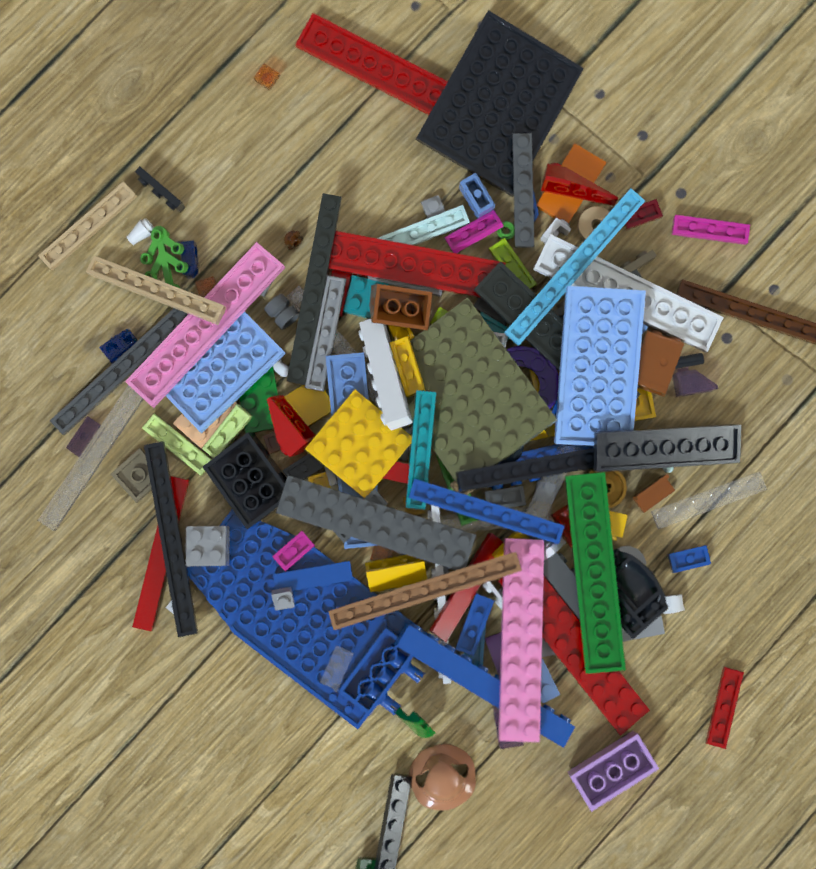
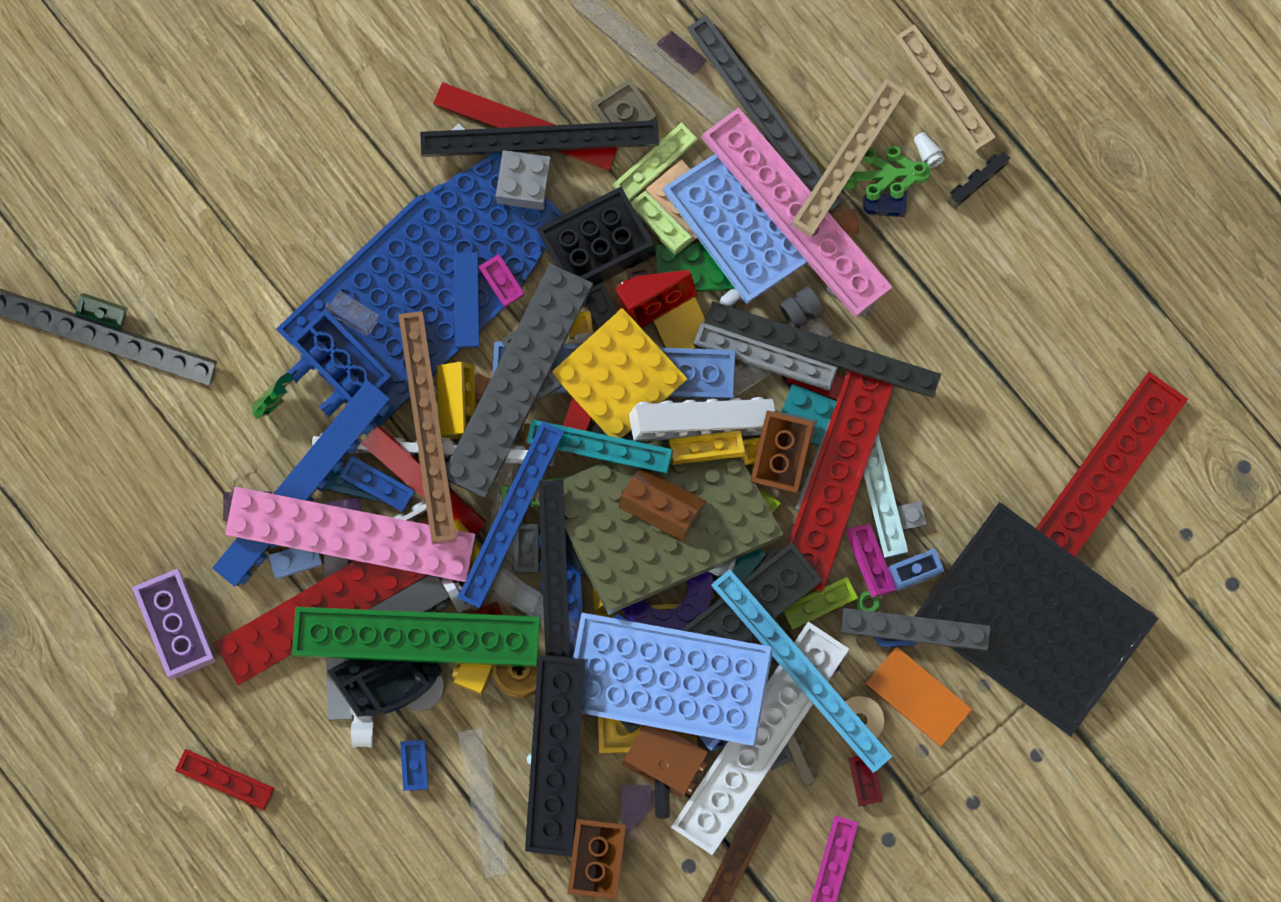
camera: 100 degrees right, 5 degrees down
(118, 345) = (787, 106): clear blue leg -> none
(266, 77) = (1110, 330): clear orange plate -> none
(283, 598) = (446, 260): light grey plate -> none
(293, 239) = (892, 334): reddish brown plate -> none
(444, 785) = (192, 417): nougat piece -> none
(460, 391) = (661, 503): none -> dark orange slope
(560, 225) = (857, 659): white bracket -> none
(568, 183) = (920, 681): red wedge -> none
(653, 493) = (503, 735): dark orange panel -> none
(740, 405) = (596, 859): none -> dark orange slope

